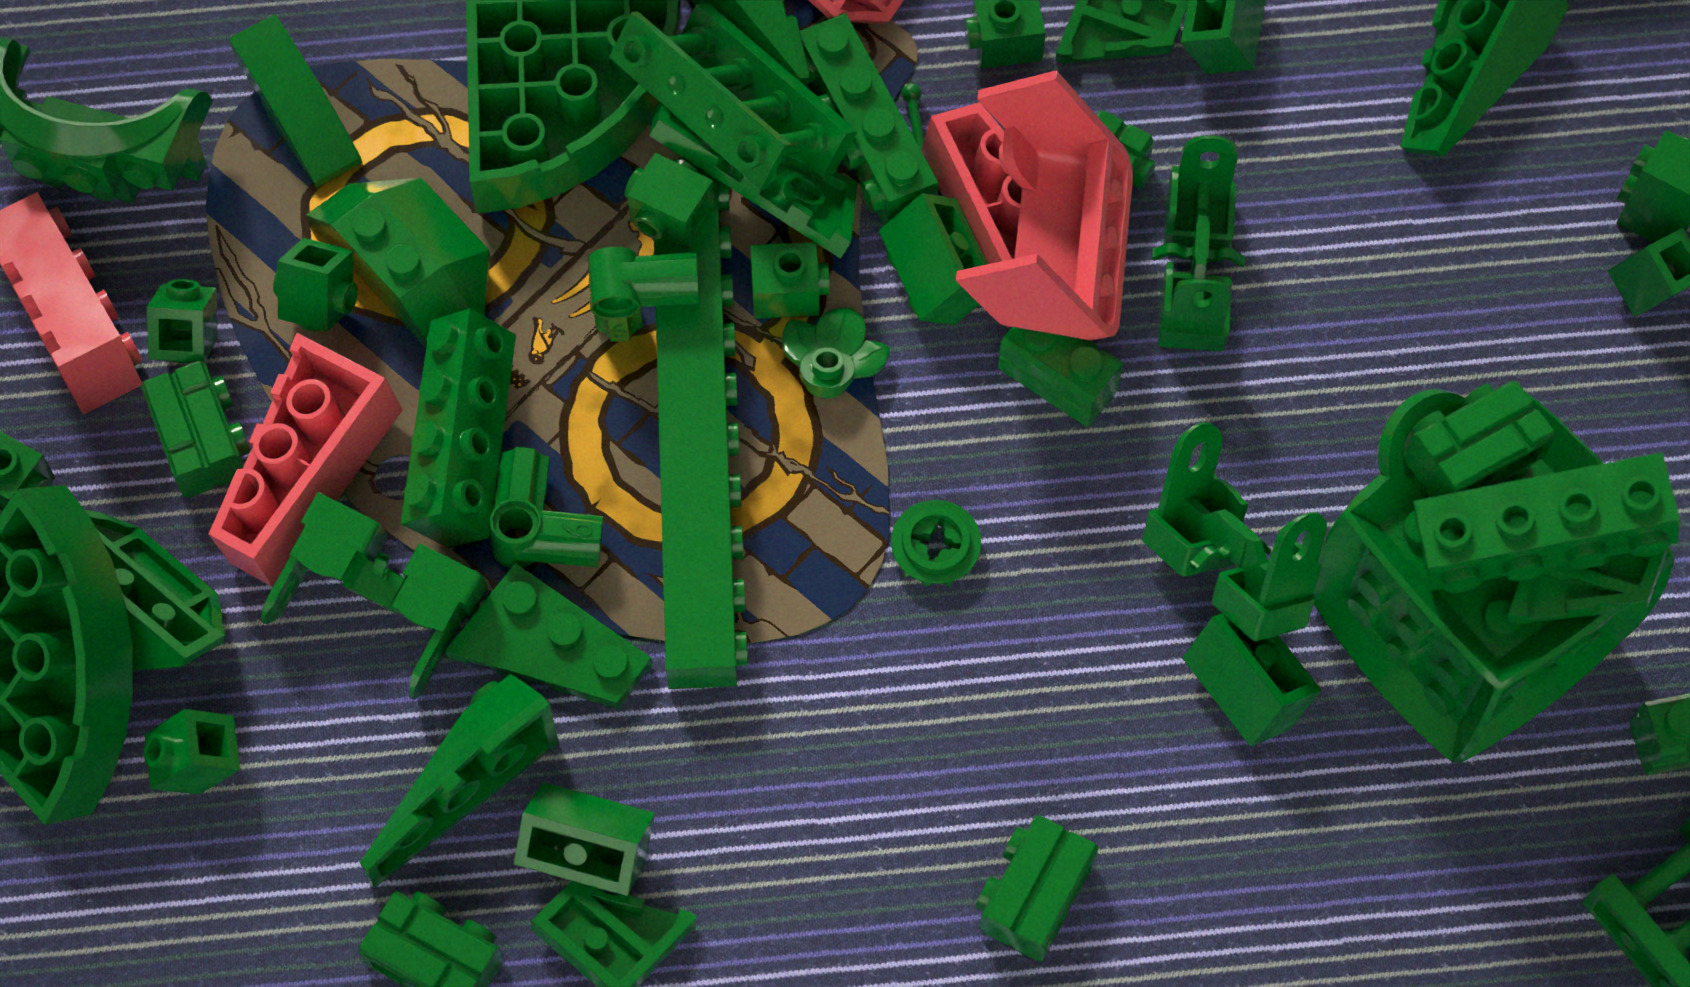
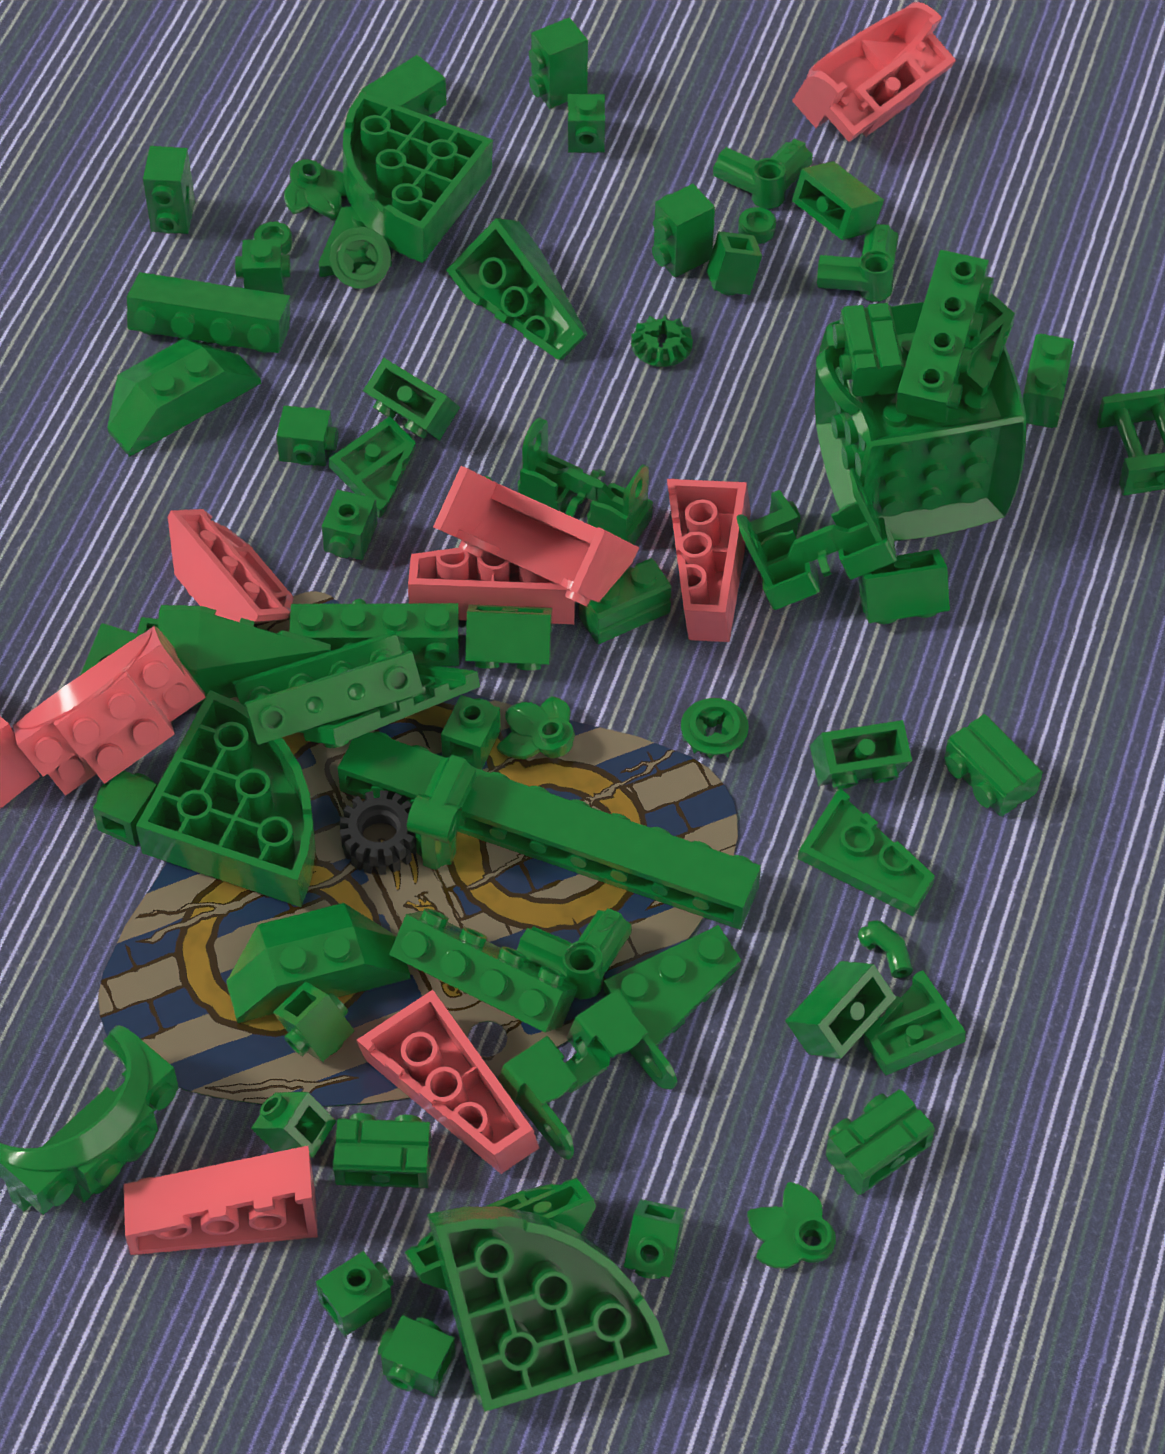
camera: 65 degrees left, 10 degrees down
(282, 896) = (787, 1227): none -> green plate
(294, 100) = (138, 986): green slope -> none
(484, 751) = (736, 1045): green wedge -> none
(587, 223) = (377, 853): none -> black tyre
(669, 200) = (387, 760): green brick -> none
(722, 864) = (891, 943): none -> green arm
(831, 785) = (862, 856): none -> green wing
(965, 720) = (861, 753): none -> green brick
(1131, 441) = (708, 552): none -> coral wedge
(1270, 494) = (782, 518): none -> green bracket
(1488, 265) = (676, 346): none -> green gear

